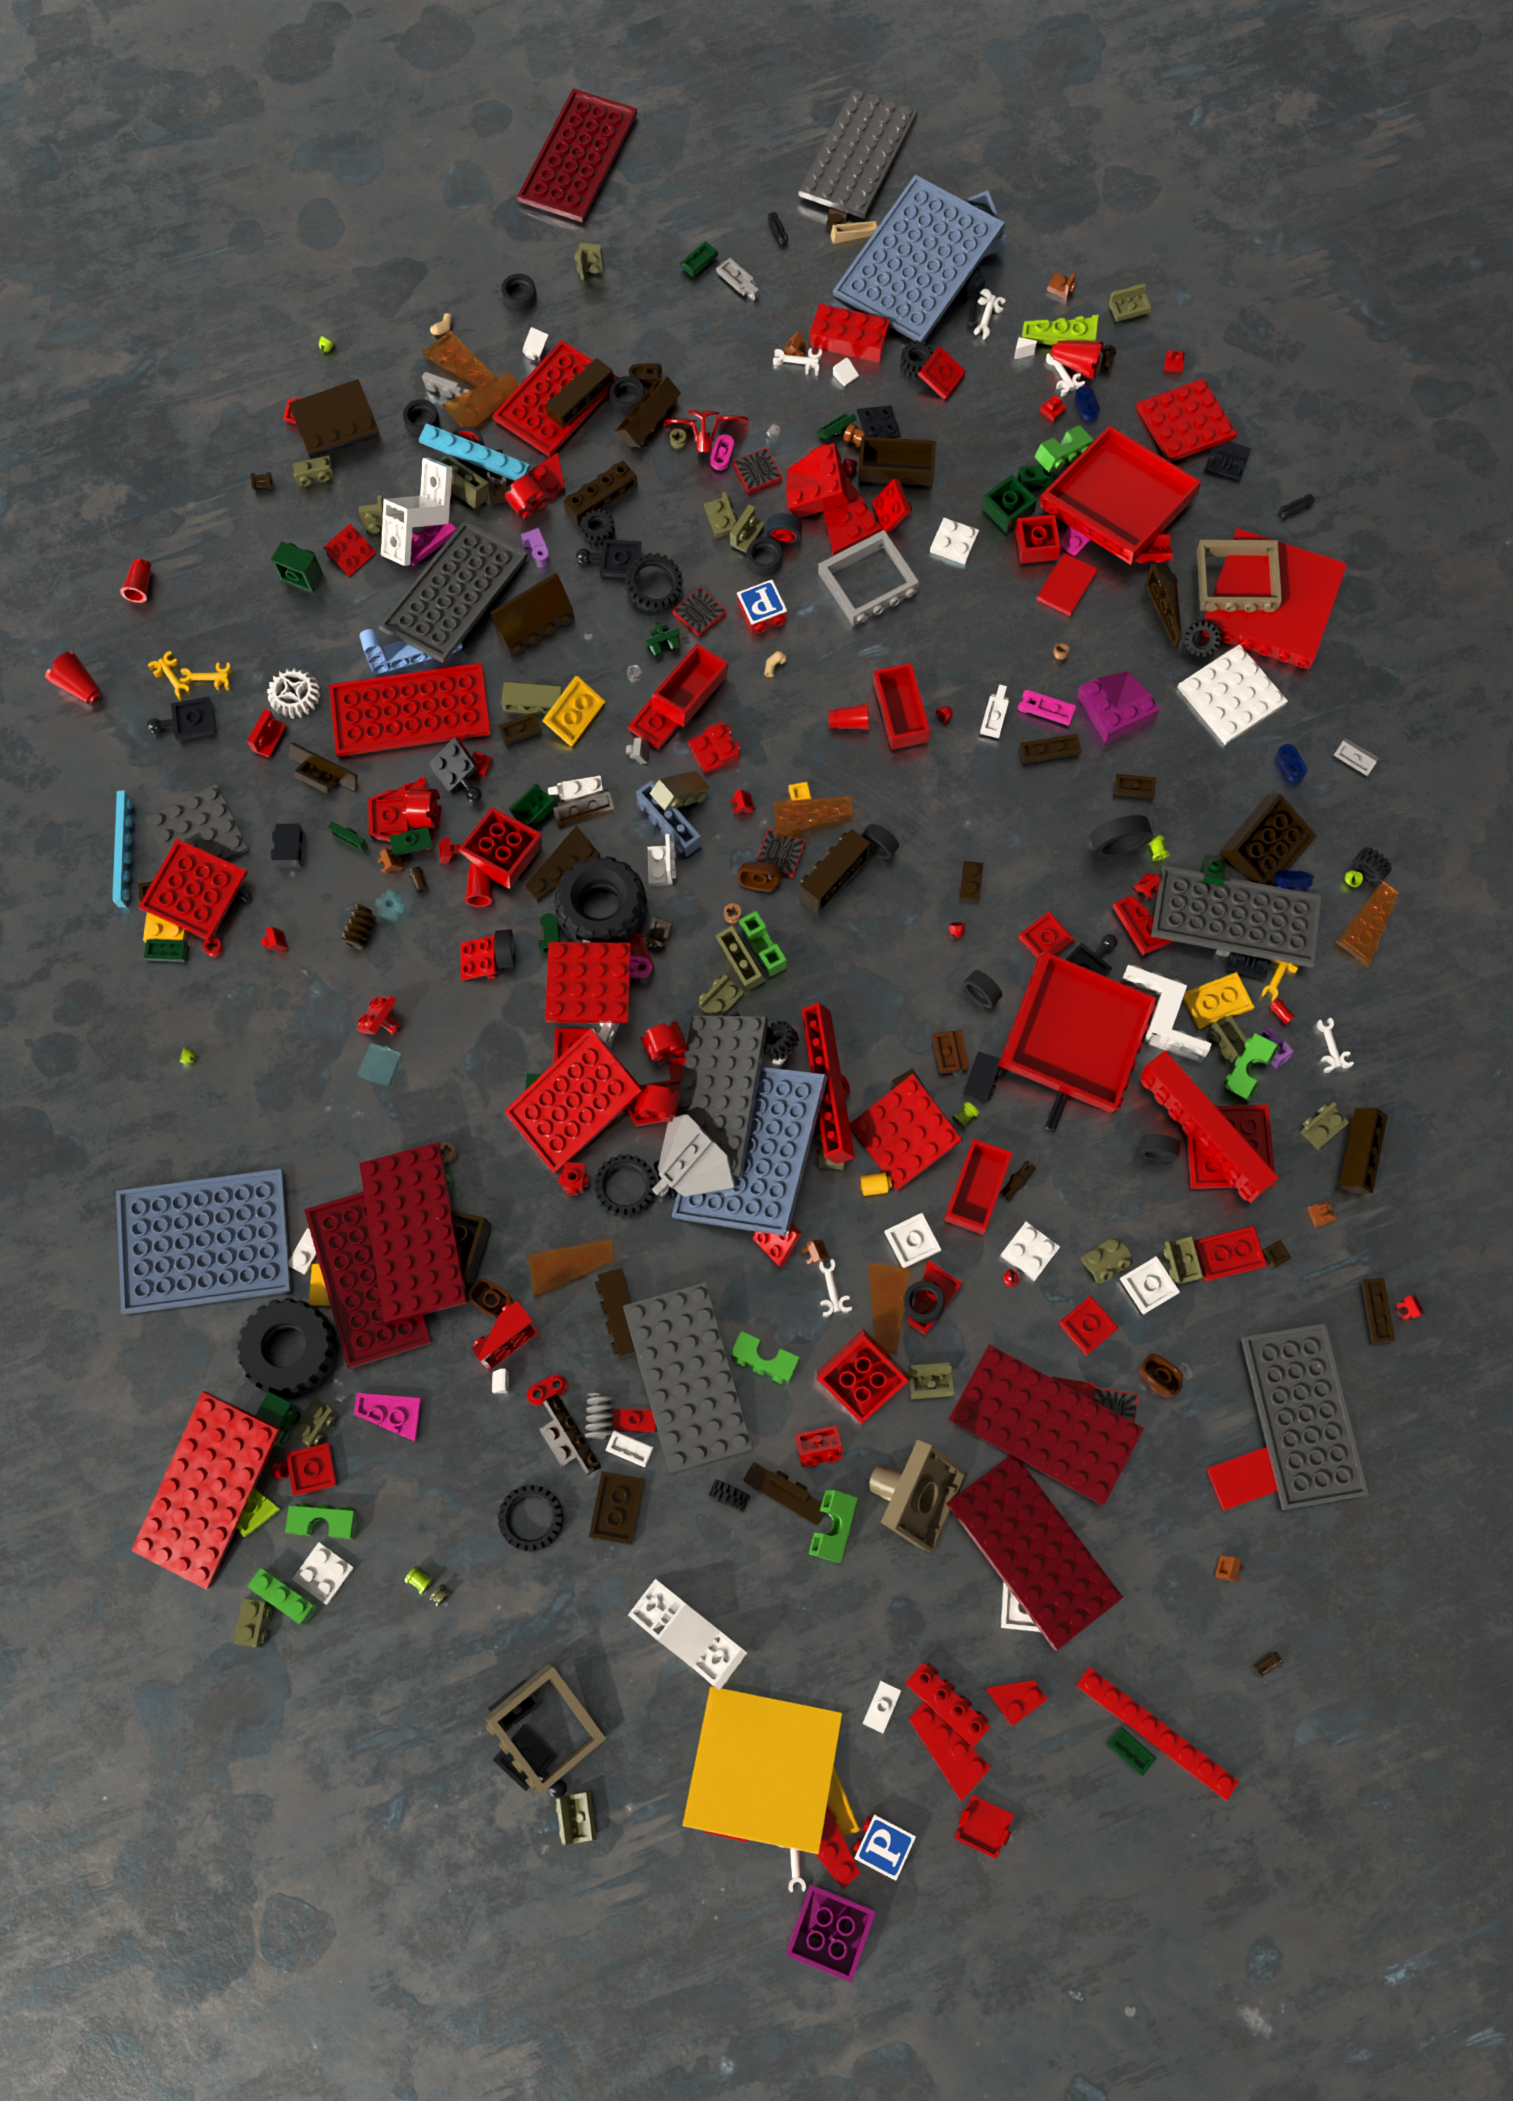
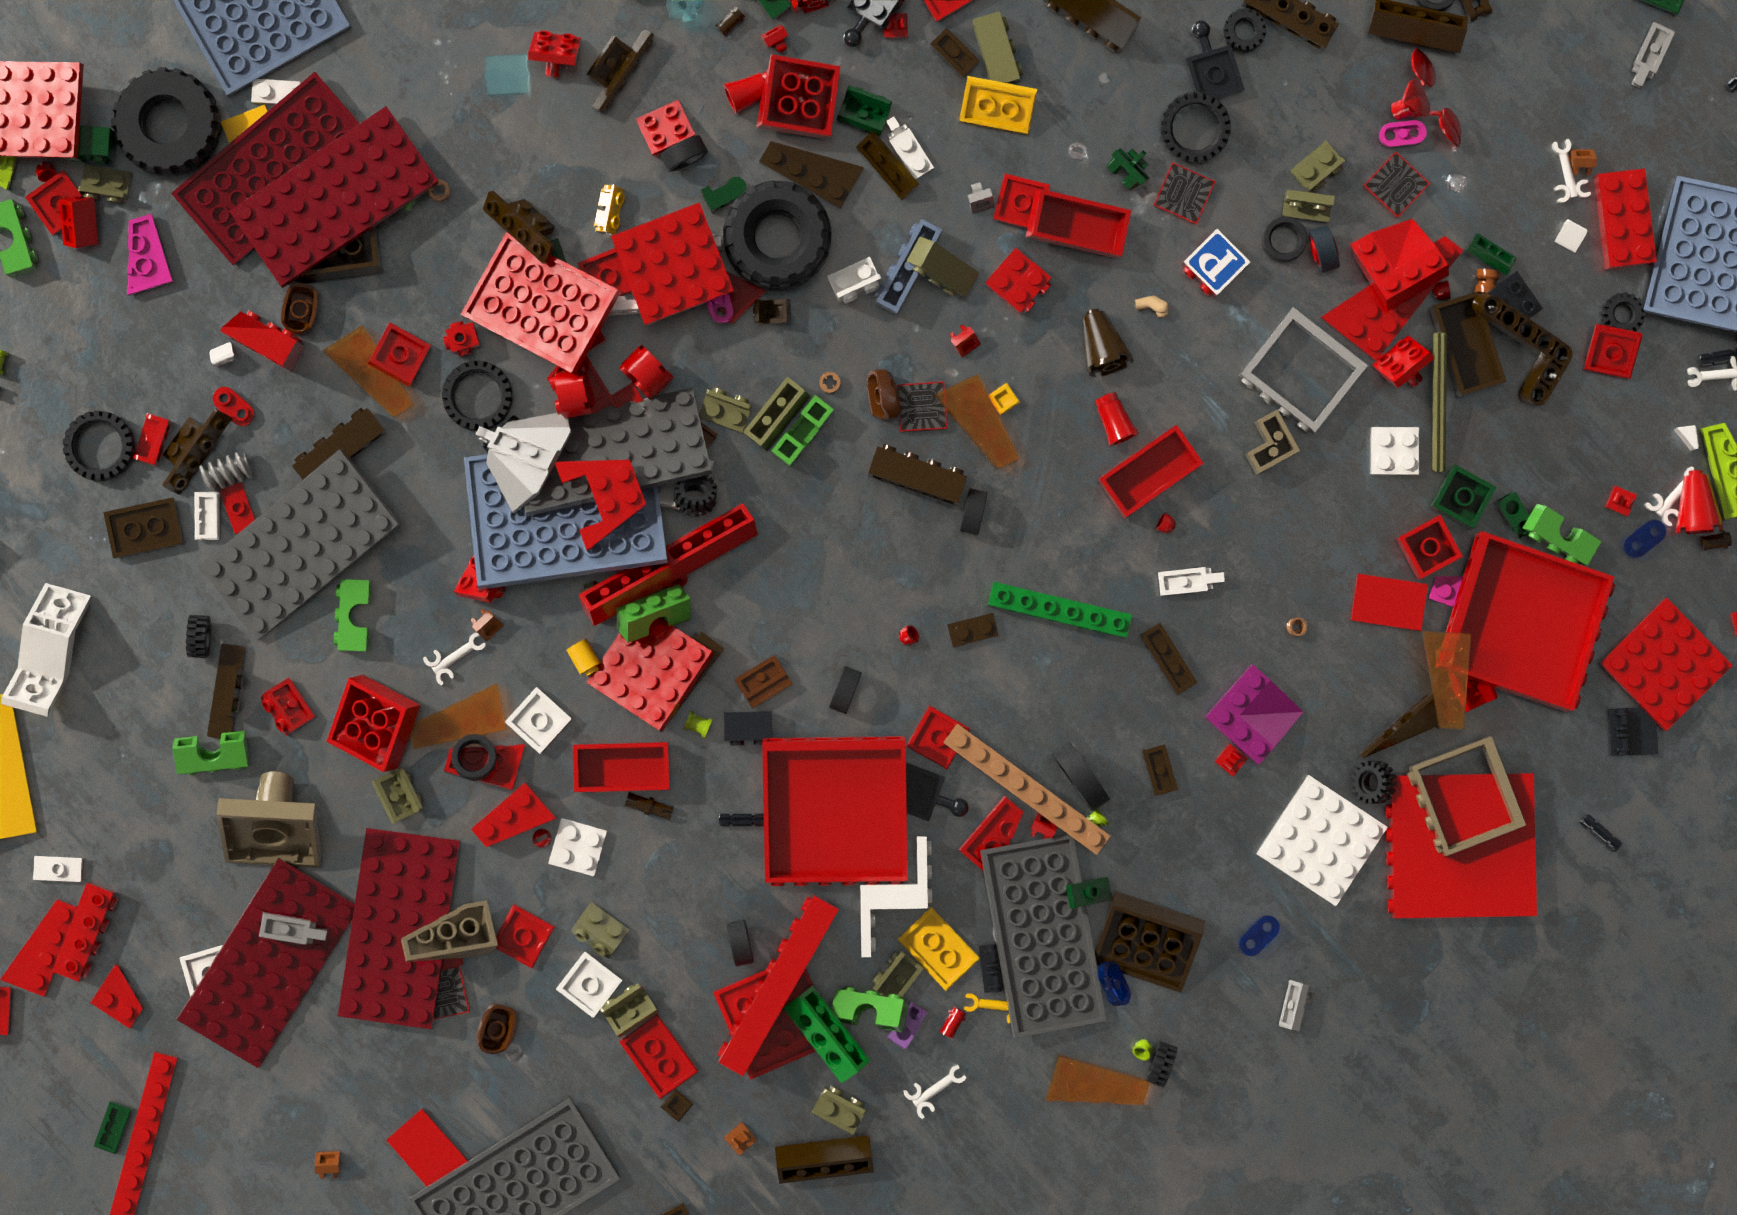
camera: 60 degrees right, 15 degrees up
(334, 1456) = (78, 221): none -> red hinge
(412, 977) = (614, 65): none -> dark brown bracket
(503, 1093) = (522, 223): none -> dark brown bracket
(529, 1028) = (612, 198): none -> yellow hinge
(545, 1470) = (152, 439): none -> red hinge
(564, 1233) = (399, 354): none -> red plate
(678, 443) = (1398, 79): olive bush -> none
(750, 1096) = (613, 489): none -> red wing
(789, 703) = (1103, 345): none -> dark brown cone
(860, 1122) = (637, 616): none -> bright green arch
(913, 413) = (1529, 338): none -> dark brown beam
(914, 612) = (1277, 446): none -> dark tan brick
(932, 492) = (1439, 401): none -> olive axle
(981, 810) = (1059, 610): none -> green brick
(985, 1291) = (515, 815): none -> red wedge
(1014, 1515) = (290, 929): none -> light grey hinge
(1047, 707) = (1219, 637): dark pink plate -> none
(1070, 1373) = (456, 935): none -> dark tan wedge
(1114, 883) = (1027, 789): none -> medium nougat plate
(1144, 547) = (1448, 671): none -> clear orange wing
(1145, 734) = (1231, 760): none -> red tile
(1264, 1104) = (827, 1034): none -> green brick

